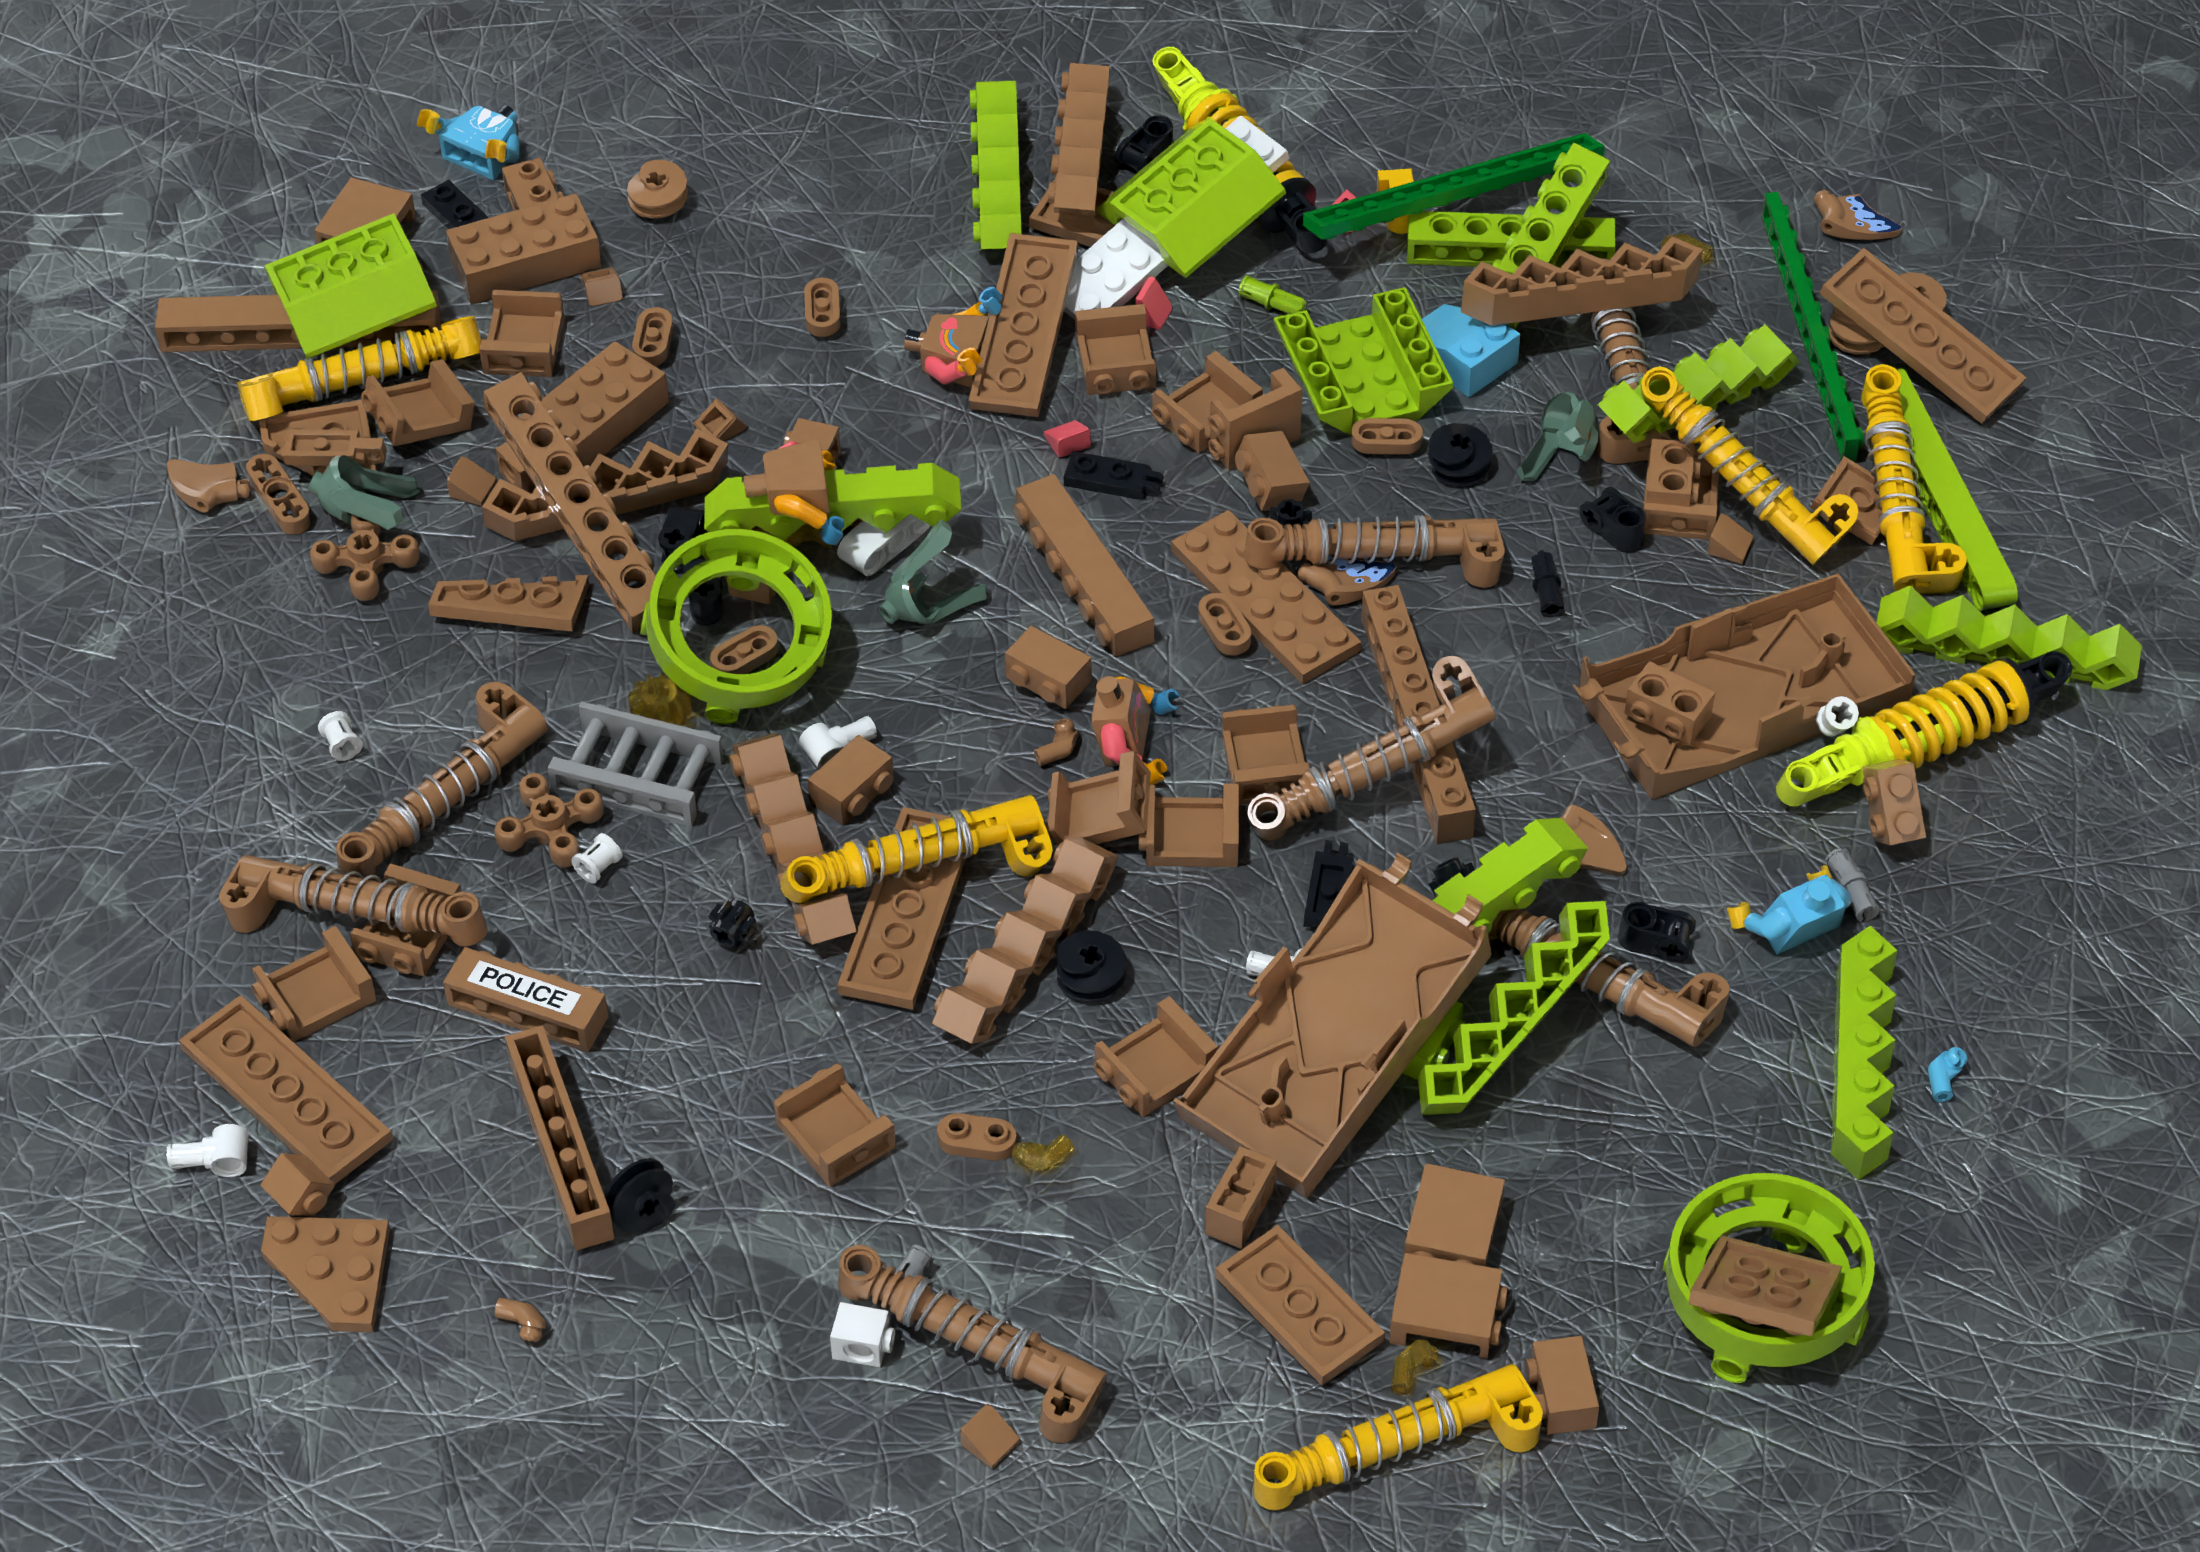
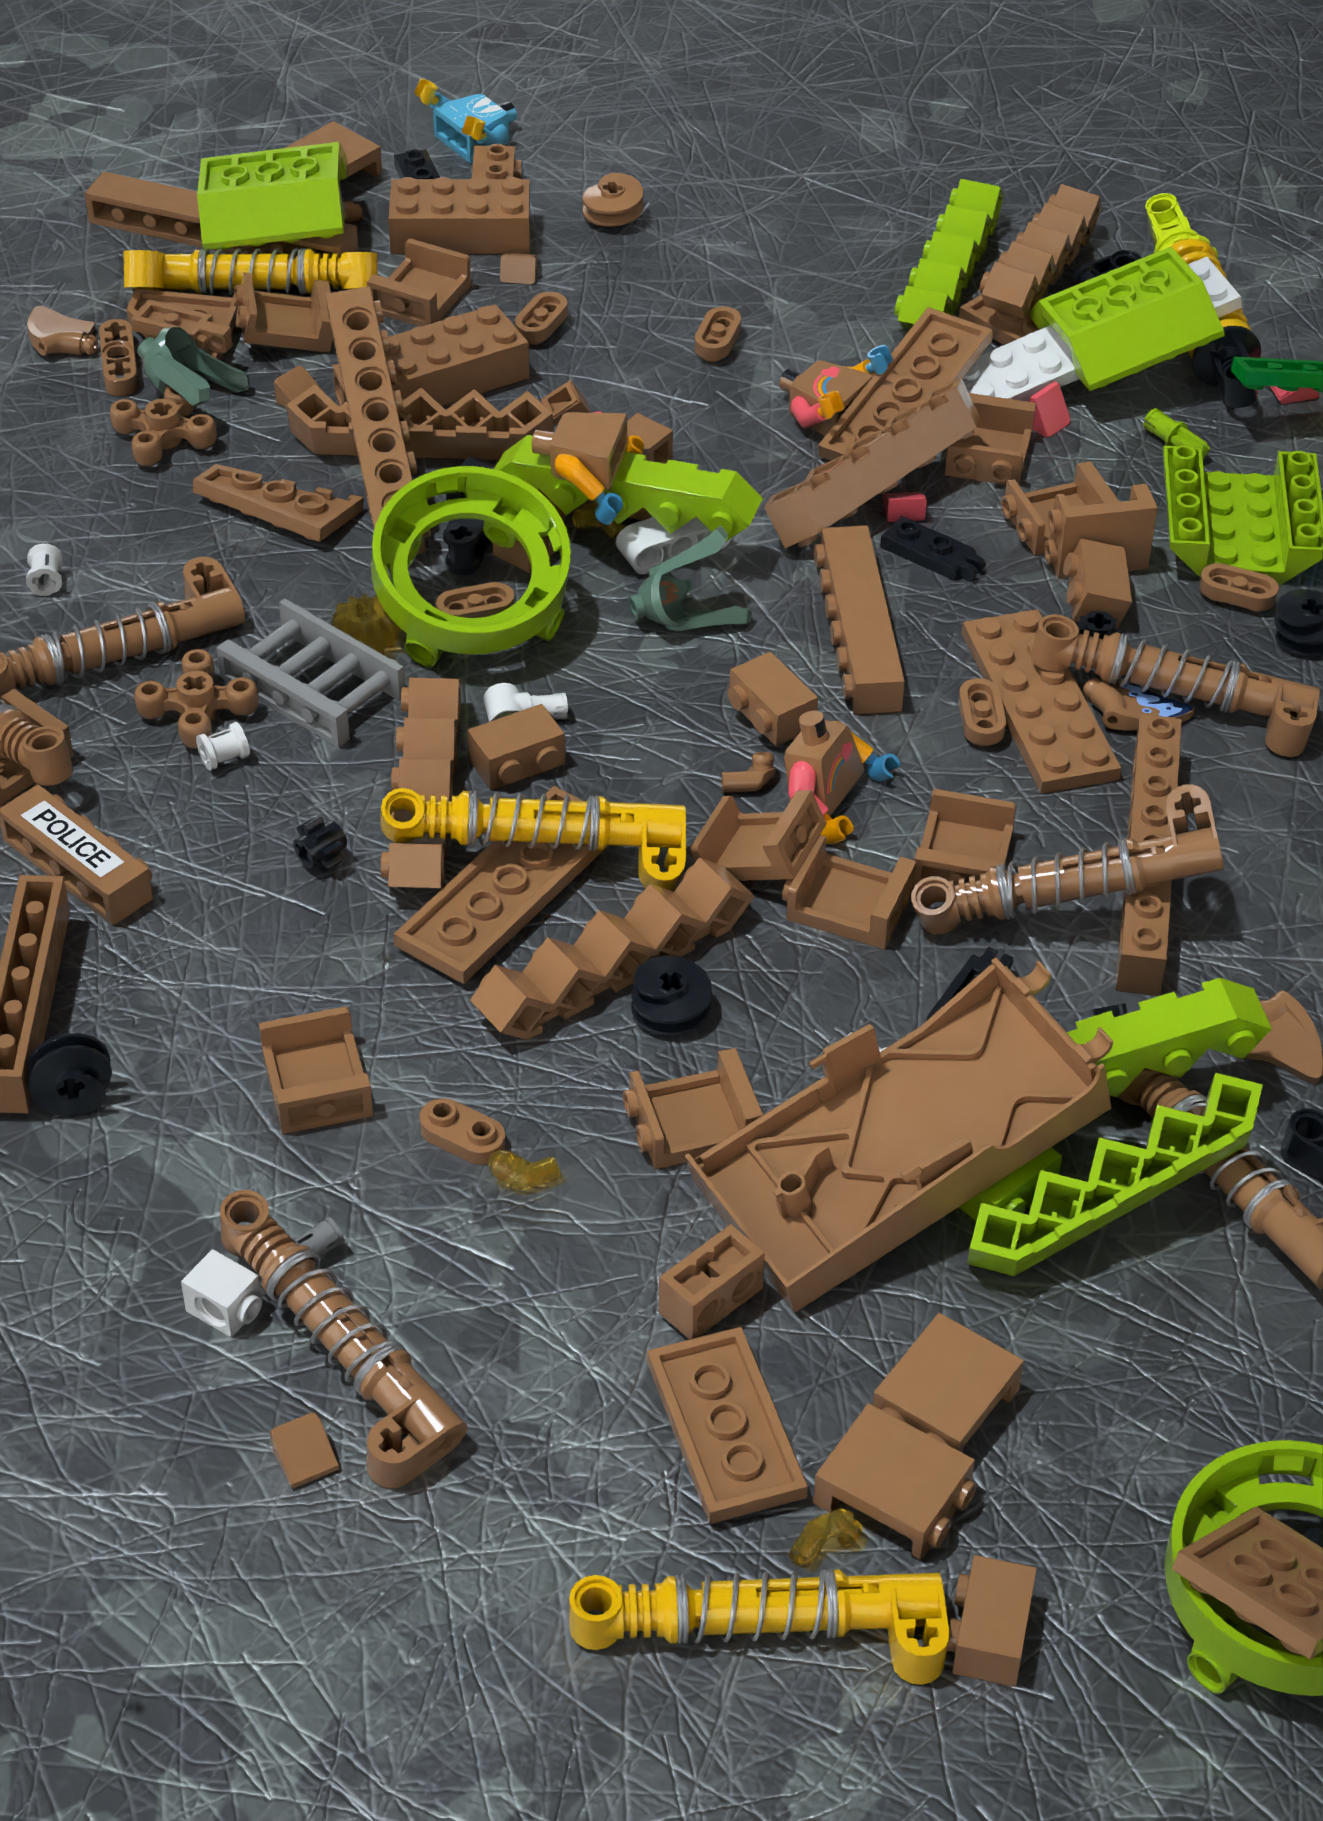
camera: 20 degrees right, 5 degrees down
(1033, 411) = (873, 465): none -> medium nougat brick

